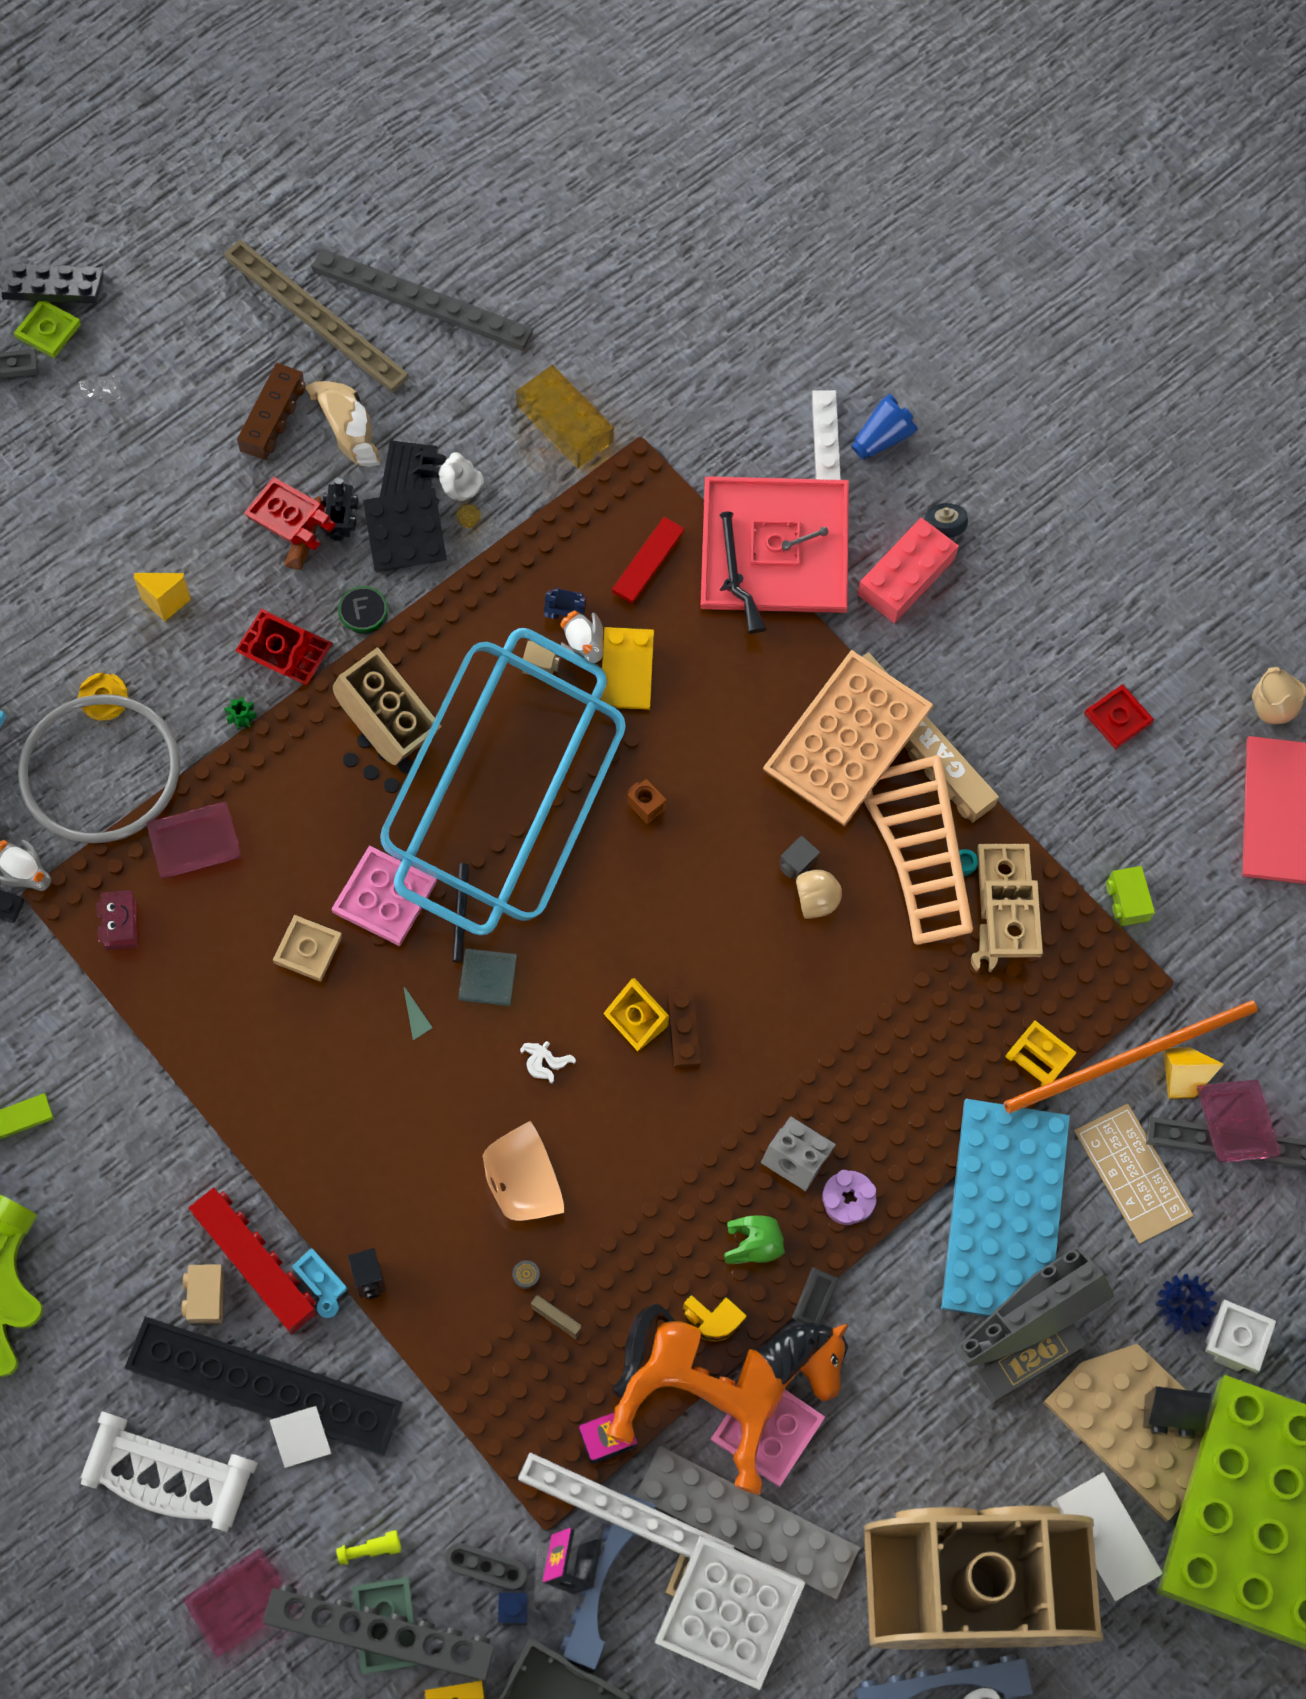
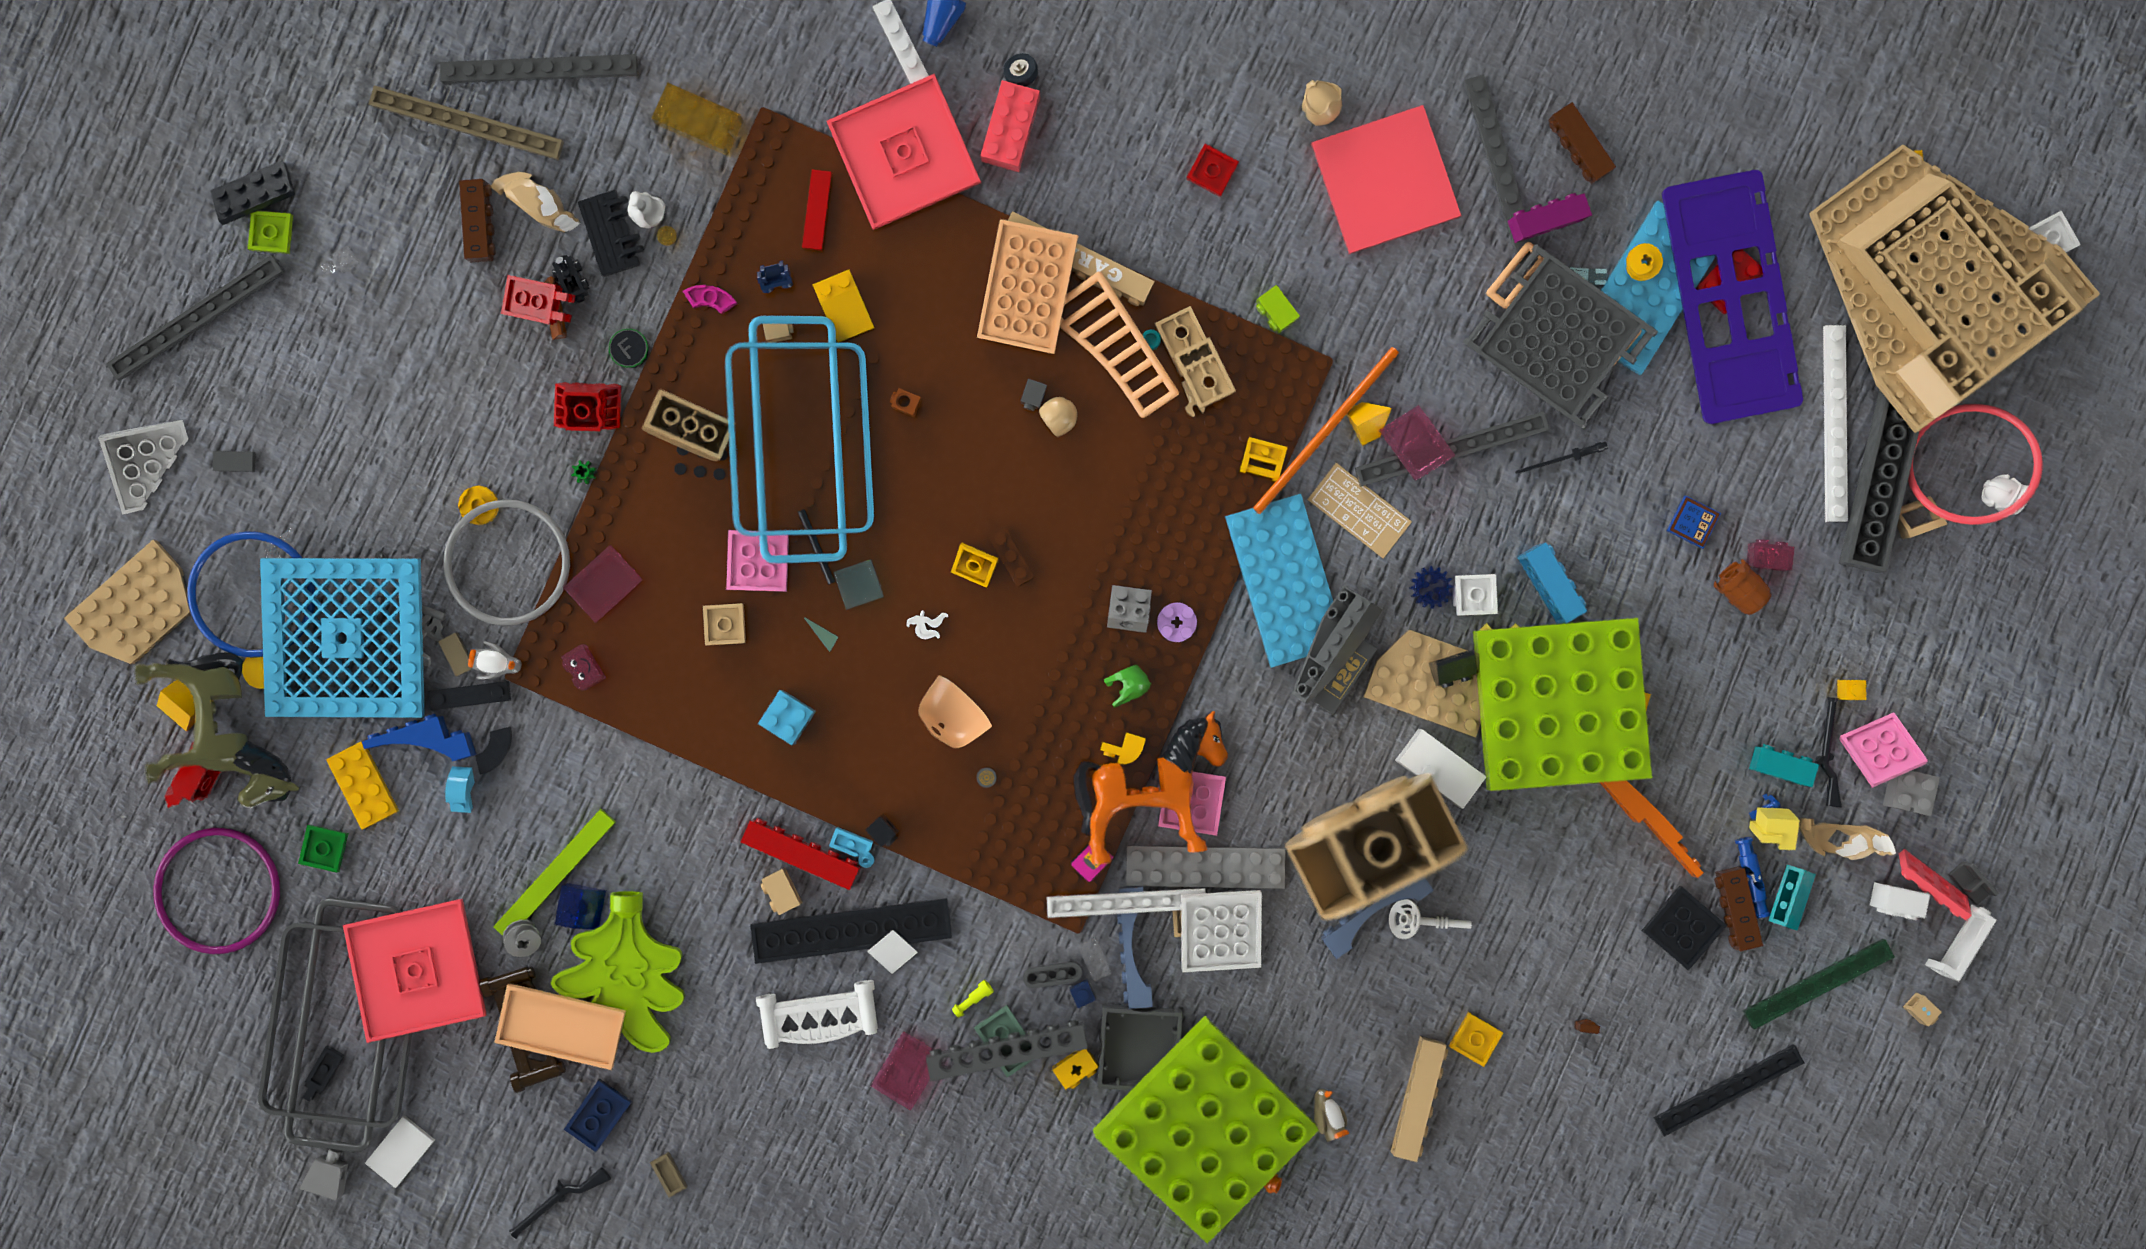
camera: 25 degrees left, 20 degrees up
(163, 592) = (478, 408): yellow slope -> none
(323, 1086) = (787, 717): none -> medium azure brick
(405, 530) = (627, 272): black plate -> none
(482, 595) = (710, 296): none -> dark pink tile
(556, 1316) = (1020, 797): dark tan tile -> none
(558, 1560) = (1097, 950): black piece -> none
(584, 636) = (801, 298): animal -> none
(753, 618) = (915, 221): black piece -> none
(786, 545) = (913, 150): dark grey hinge -> none
(815, 1297) = (1184, 700): dark grey tile -> none

